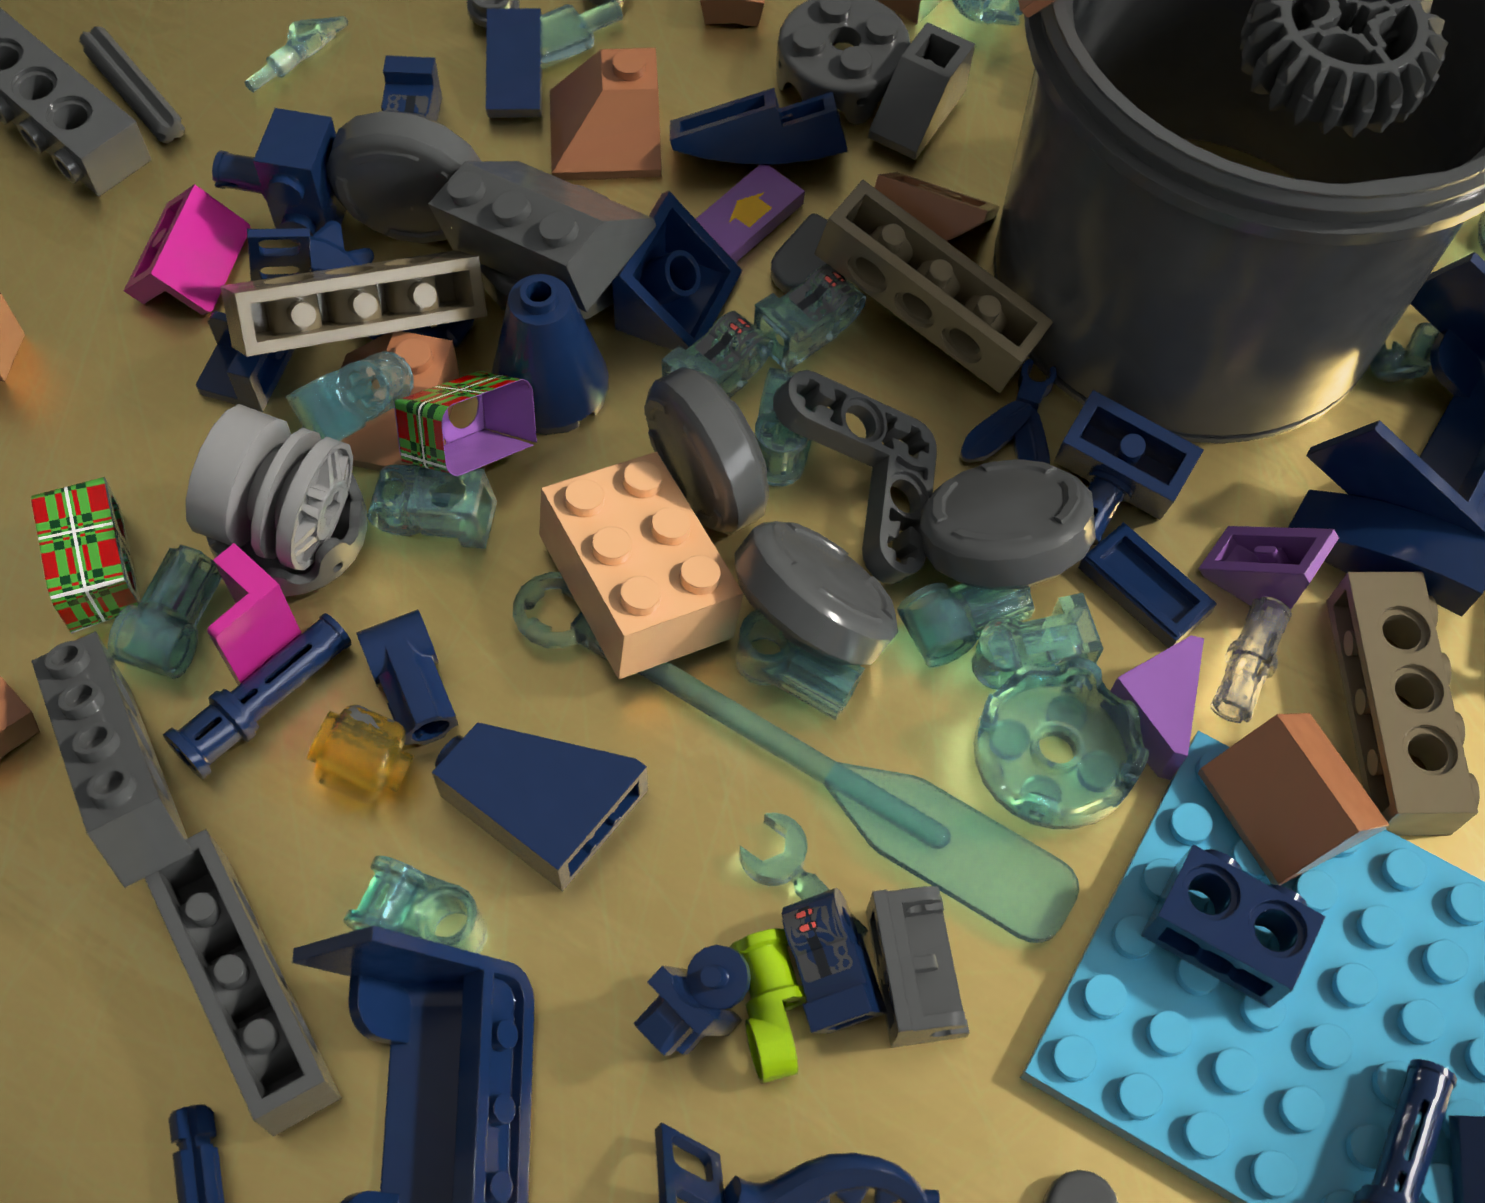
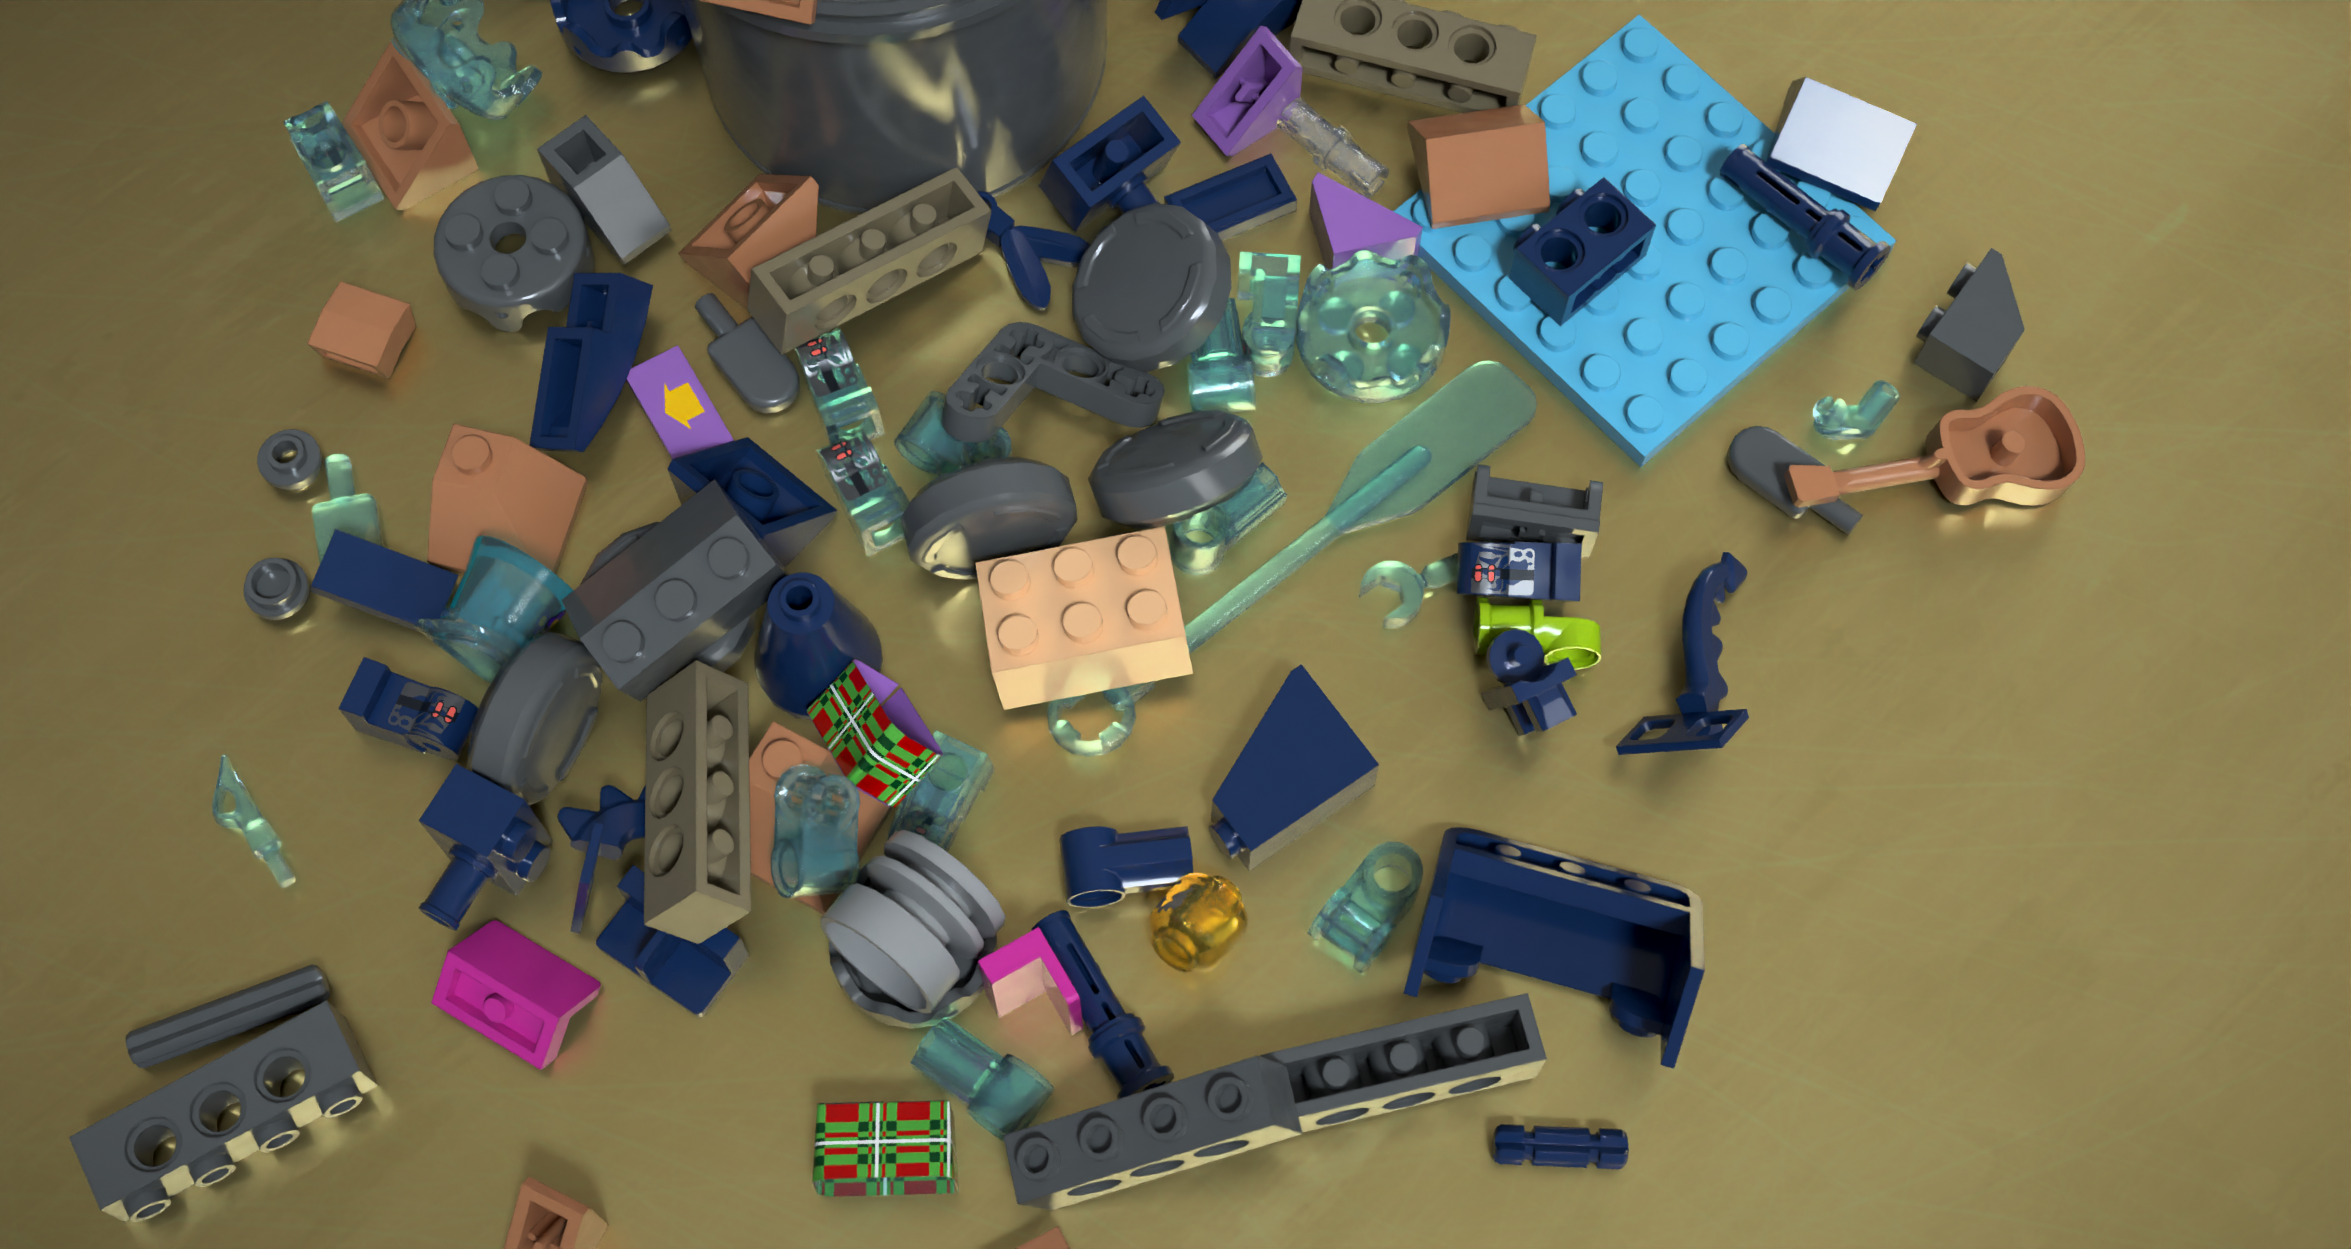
camera: 70 degrees left, 5 degrees up
(502, 121) = (497, 607): none -> clear light blue hat

